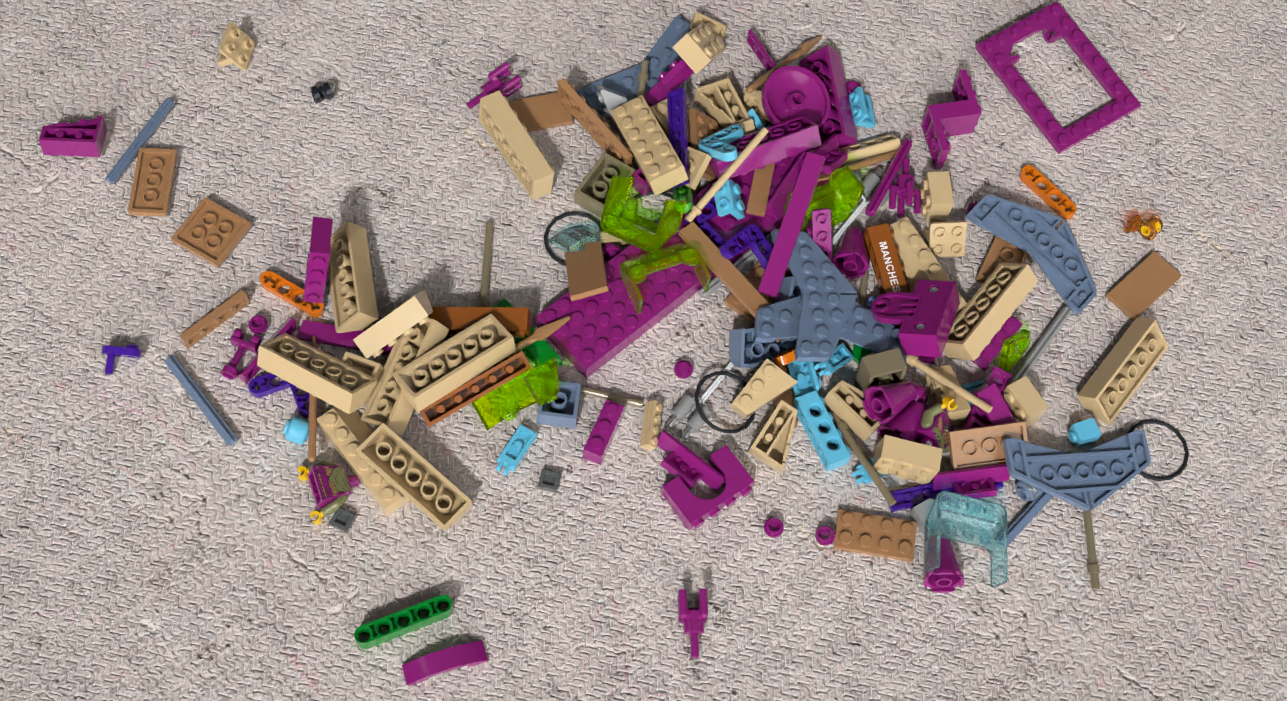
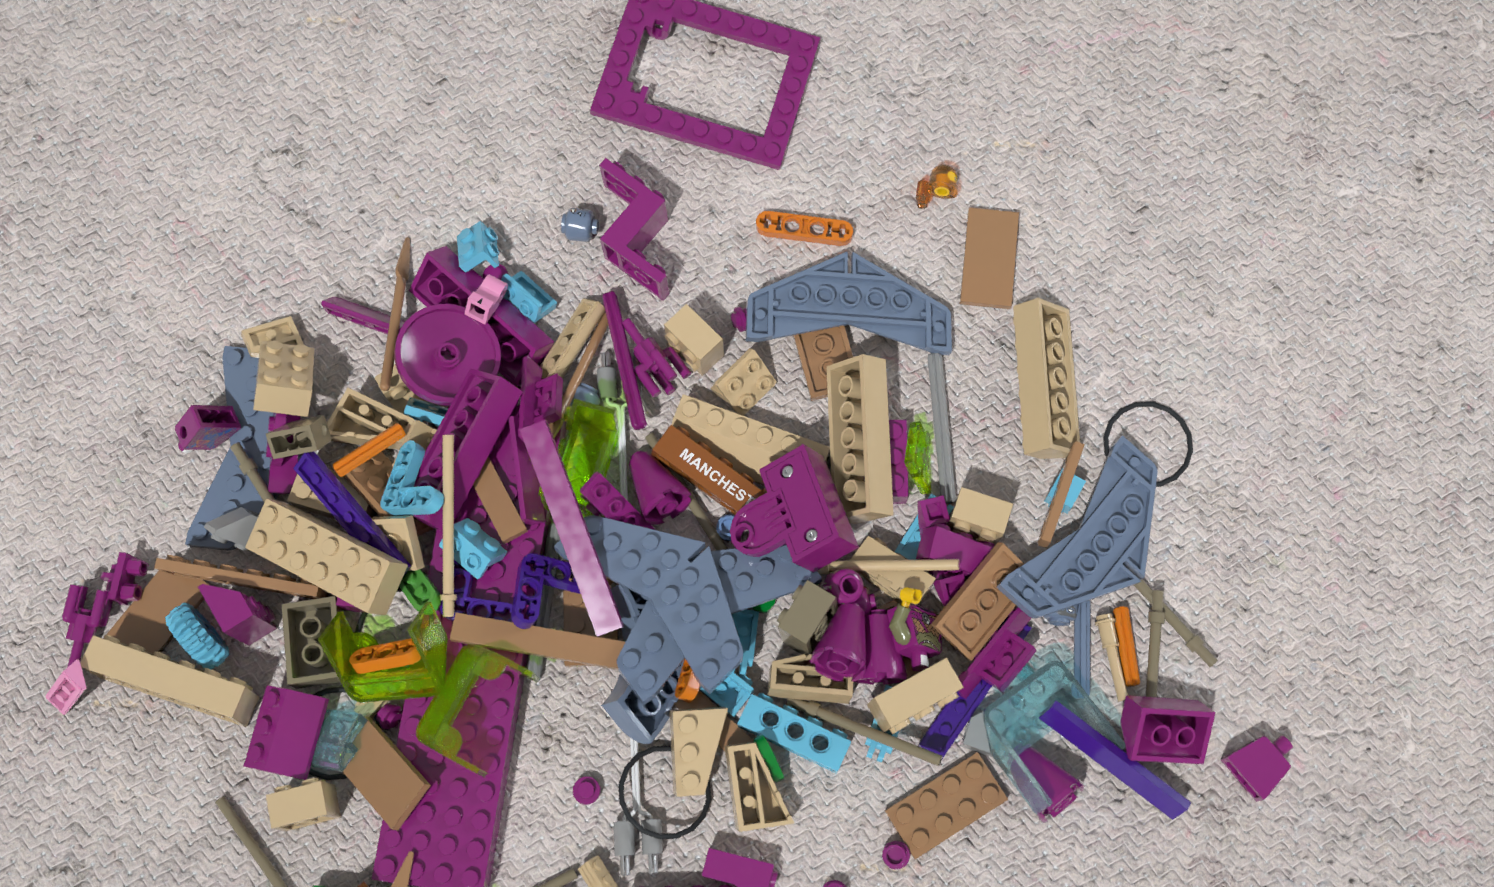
camera: 30 degrees left, 10 degrees up
(463, 107) = (67, 688): none -> bright pink slope
(531, 255) = (302, 805): none -> tan brick
(532, 81) = (121, 579): none -> magenta hips
(548, 134) = (197, 636): none -> medium azure gear
(552, 215) = (286, 732): none -> magenta slope
(580, 139) = (239, 614): none -> magenta slope
(637, 43) = (206, 427): none -> magenta torso
(637, 215) = (384, 656): none -> orange beam
(689, 79) = (307, 433): none -> dark tan torso
(714, 113) = (369, 449): none -> orange axle
(797, 429) = (769, 758): none -> green tile
(843, 88) = (486, 297): none -> bright pink leg
(856, 63) = (477, 245): none -> medium azure bracket
(916, 373) = (844, 585): none -> magenta head
(921, 96) = (579, 224): none -> sand blue head
(993, 586) = (1114, 760): none -> dark purple tile
(1037, 593) = (1166, 729): none -> magenta slope
(1043, 529) = (1110, 643): none -> tan pin
(1051, 539) = (1126, 647): none -> orange axle
(1077, 659) = (1260, 765): none -> magenta torso
(1080, 426) = (1060, 494): none -> medium nougat tile
(1080, 538) = (1156, 619): none -> dark tan bar

